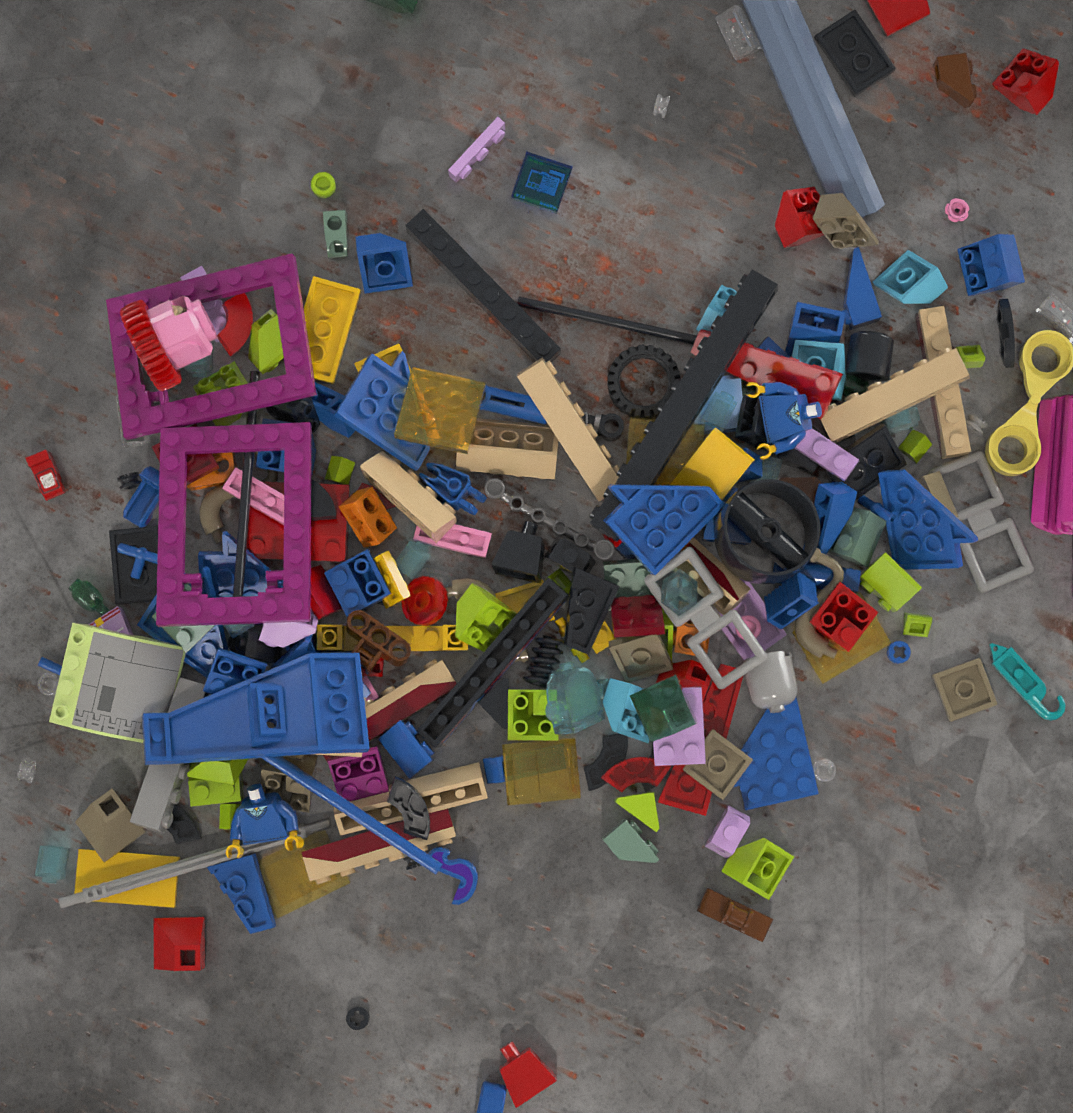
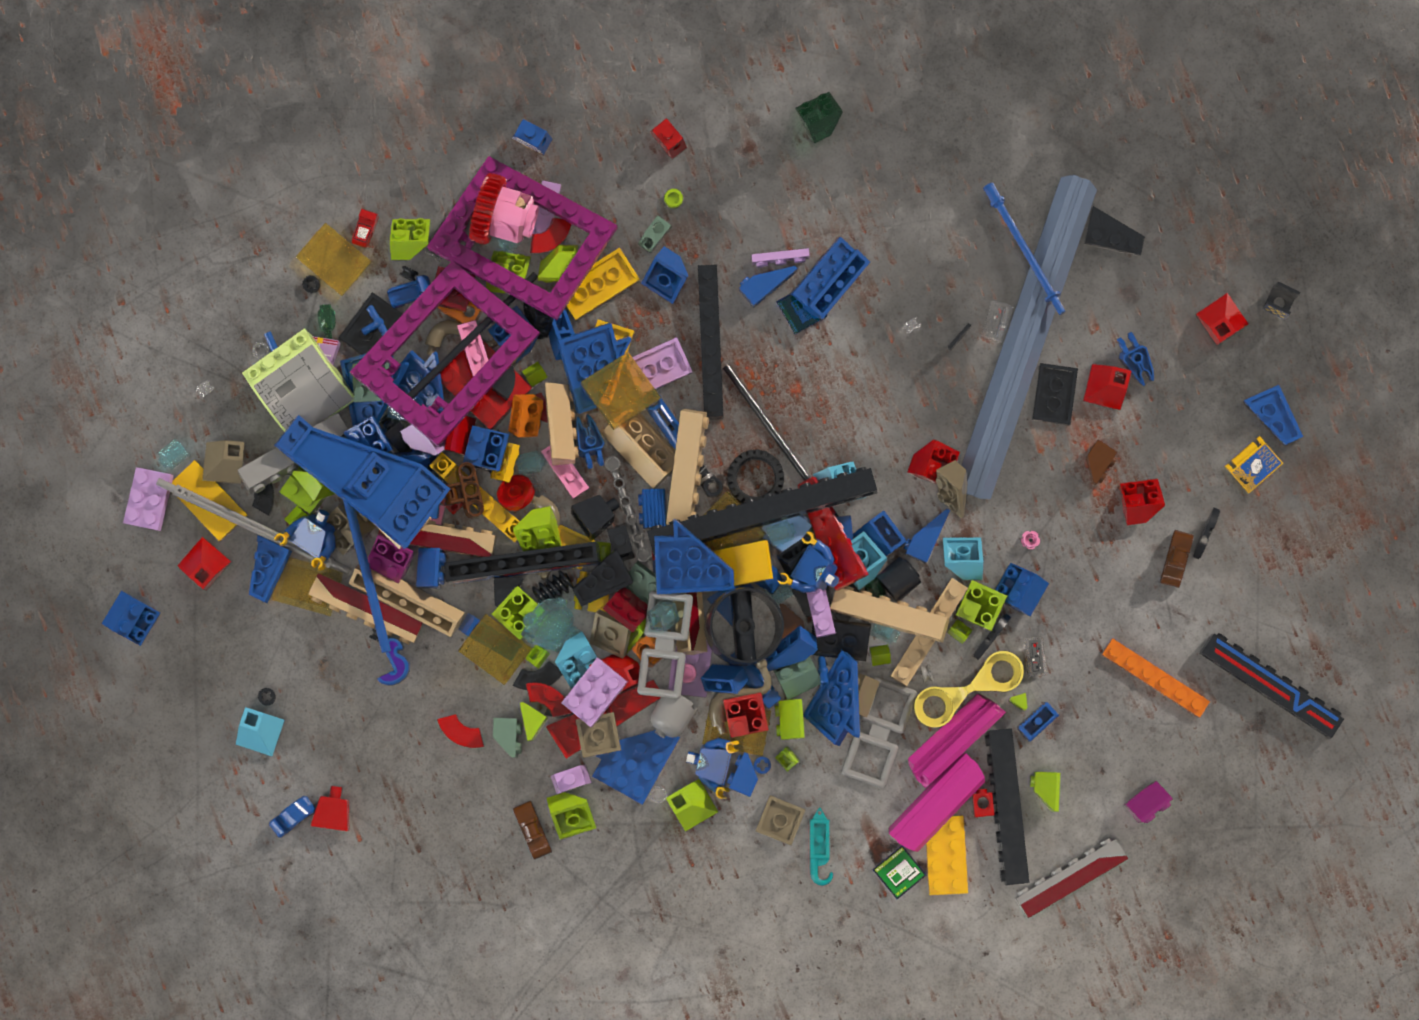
camera: 45 degrees right, 0 degrees up
(42, 532) = (333, 259): none -> clear yellow piece
(47, 581) = (310, 278): none -> black bush
(66, 930) = (147, 500): none -> lavender plate
(98, 446) = (408, 237): none -> lime slope
(132, 244) = (532, 137): none -> blue torso
(153, 1062) = (130, 618): none -> blue slope
(265, 129) = (668, 138): none -> red torso
(381, 1059) = (259, 731): none -> medium azure slope
(411, 806) = (402, 603): black tile -> none
(457, 348) = (664, 363): none -> lavender plate
(483, 192) = (762, 285): none -> blue slope
(544, 127) = (830, 278): none -> blue brick
(571, 498) = (653, 506): none -> blue brick
(579, 884) = (459, 733): none -> red tile
(587, 741) = (537, 656): none -> lime slope
(663, 708) = (594, 674): clear green slope -> none
(718, 75) = (959, 336): none -> black piece
(853, 692) = (713, 764): none -> blue torso
(866, 751) = (692, 805): none -> lime slope
(894, 678) = (745, 777): none -> blue slope
(970, 312) = (981, 605): none -> lime slope

